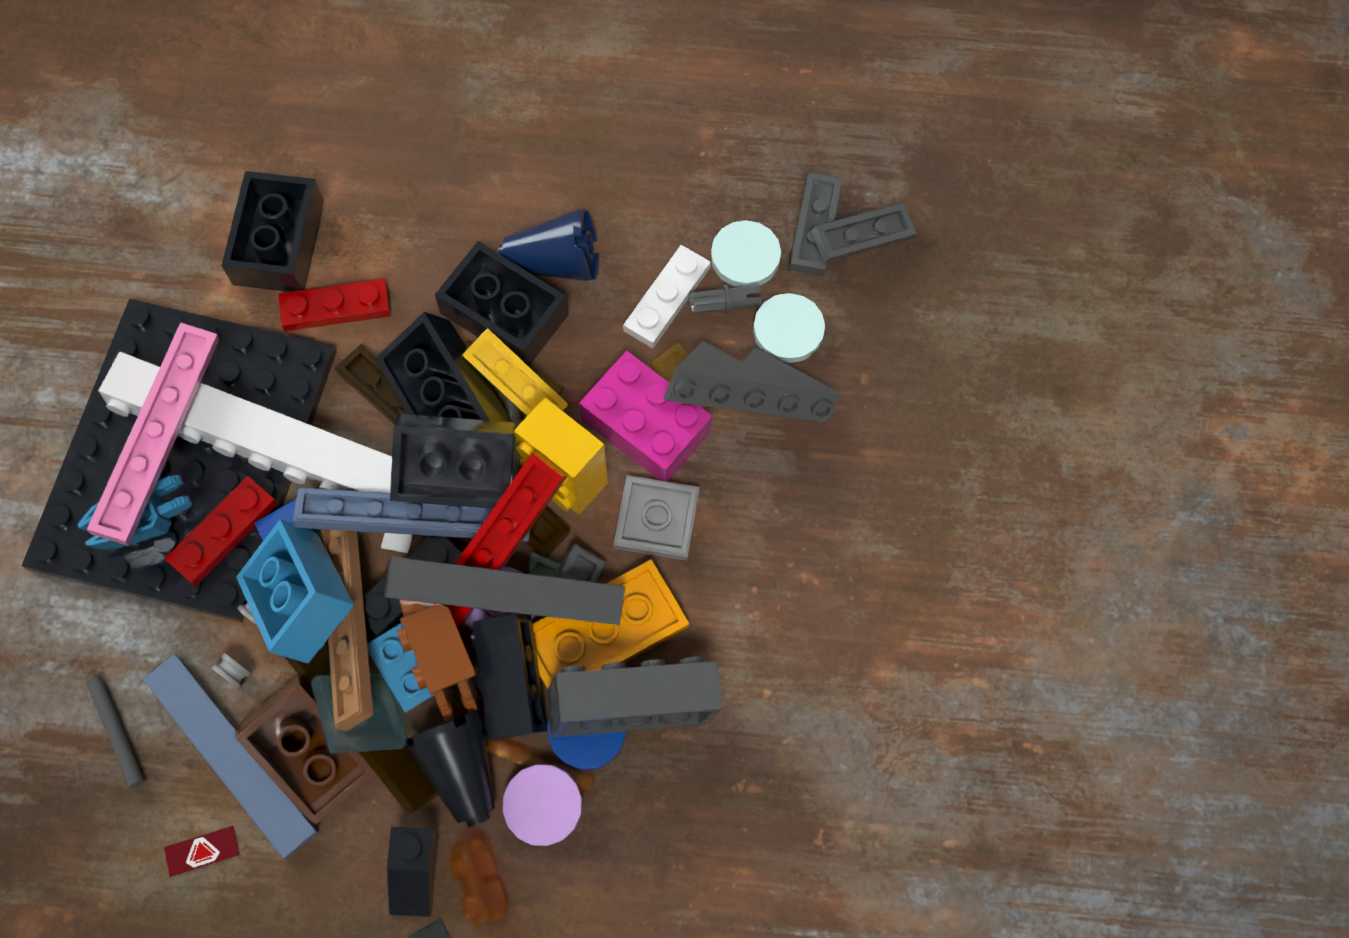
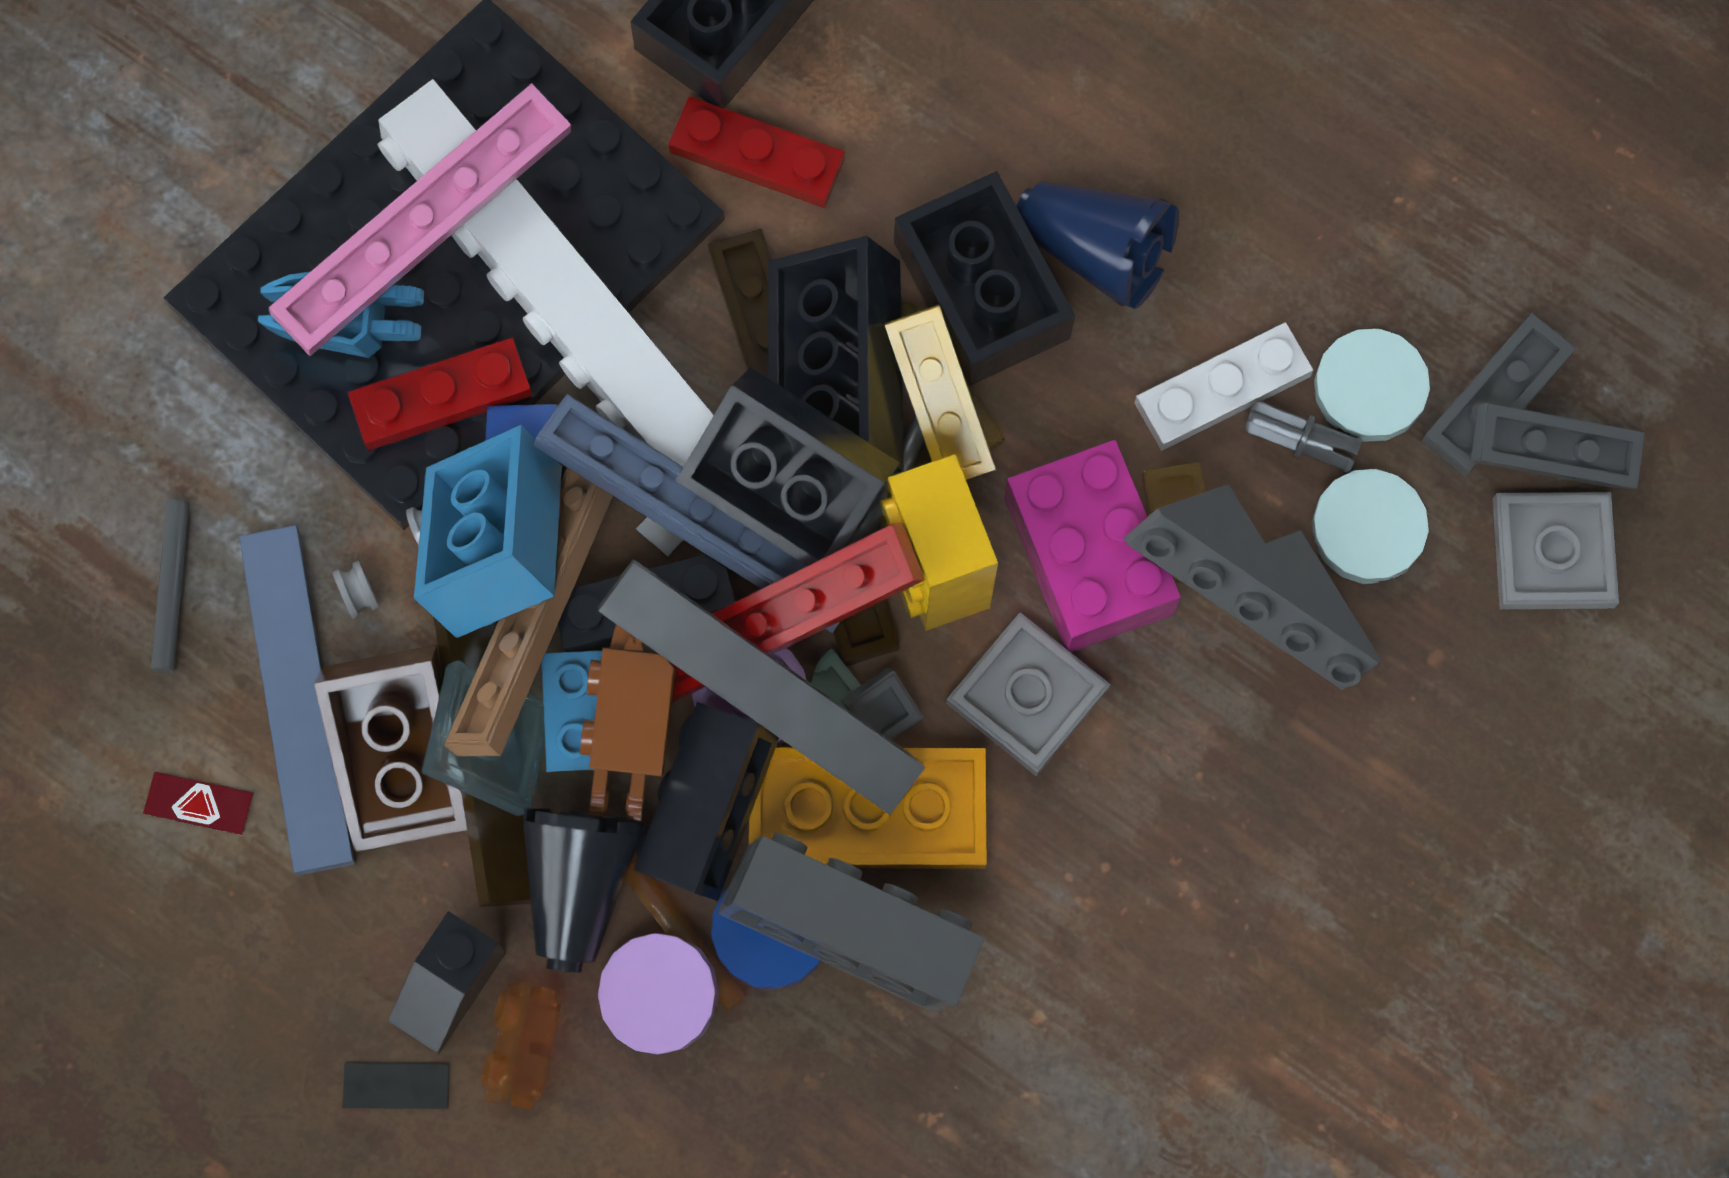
camera: 30 degrees right, 5 degrees up
(893, 289) = (1555, 550): none -> light grey tile

